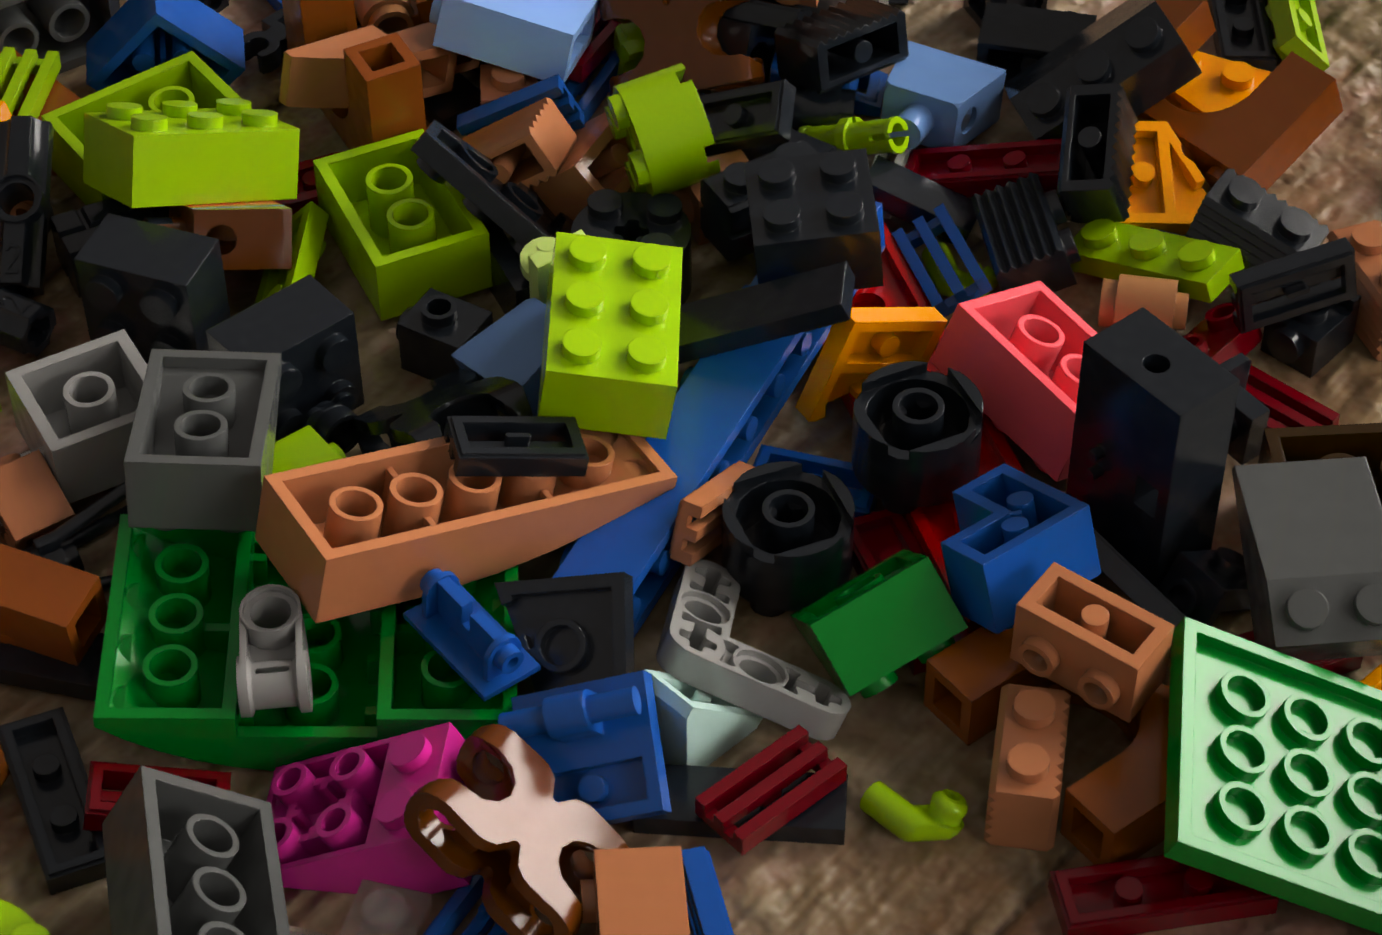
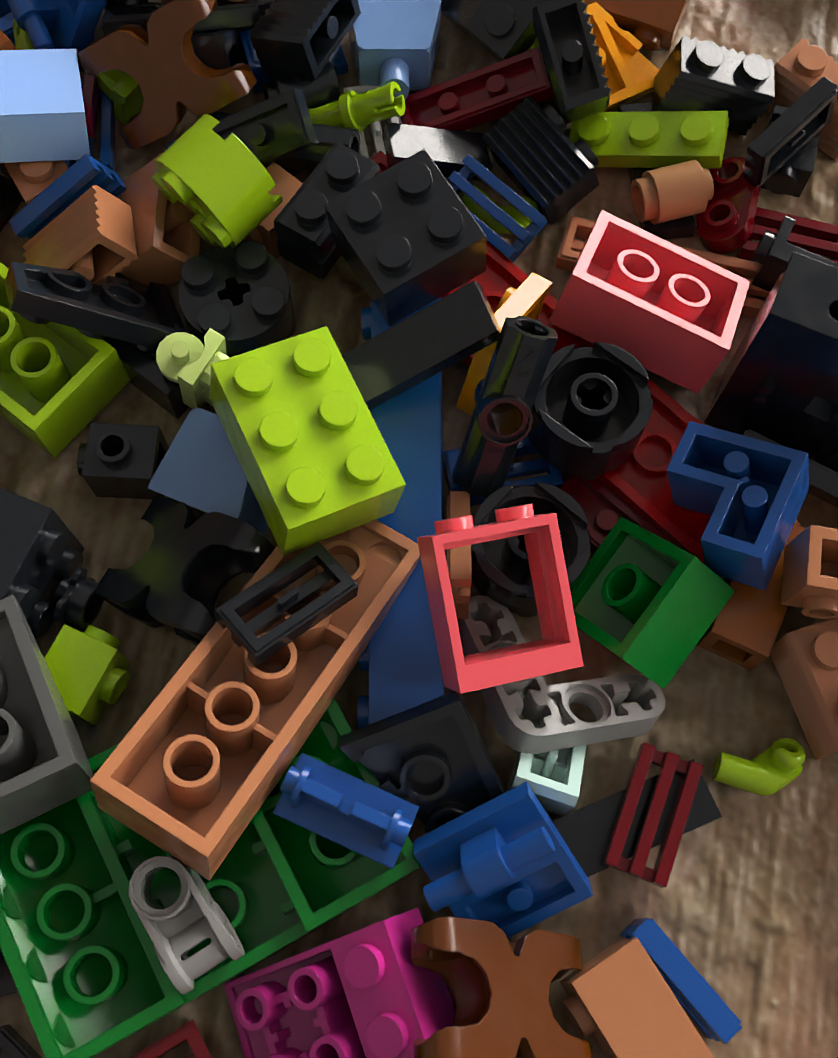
camera: 30 degrees left, 25 degrees up
(695, 578) = (560, 642): none -> coral window
(842, 355) = (511, 378): none -> black piece

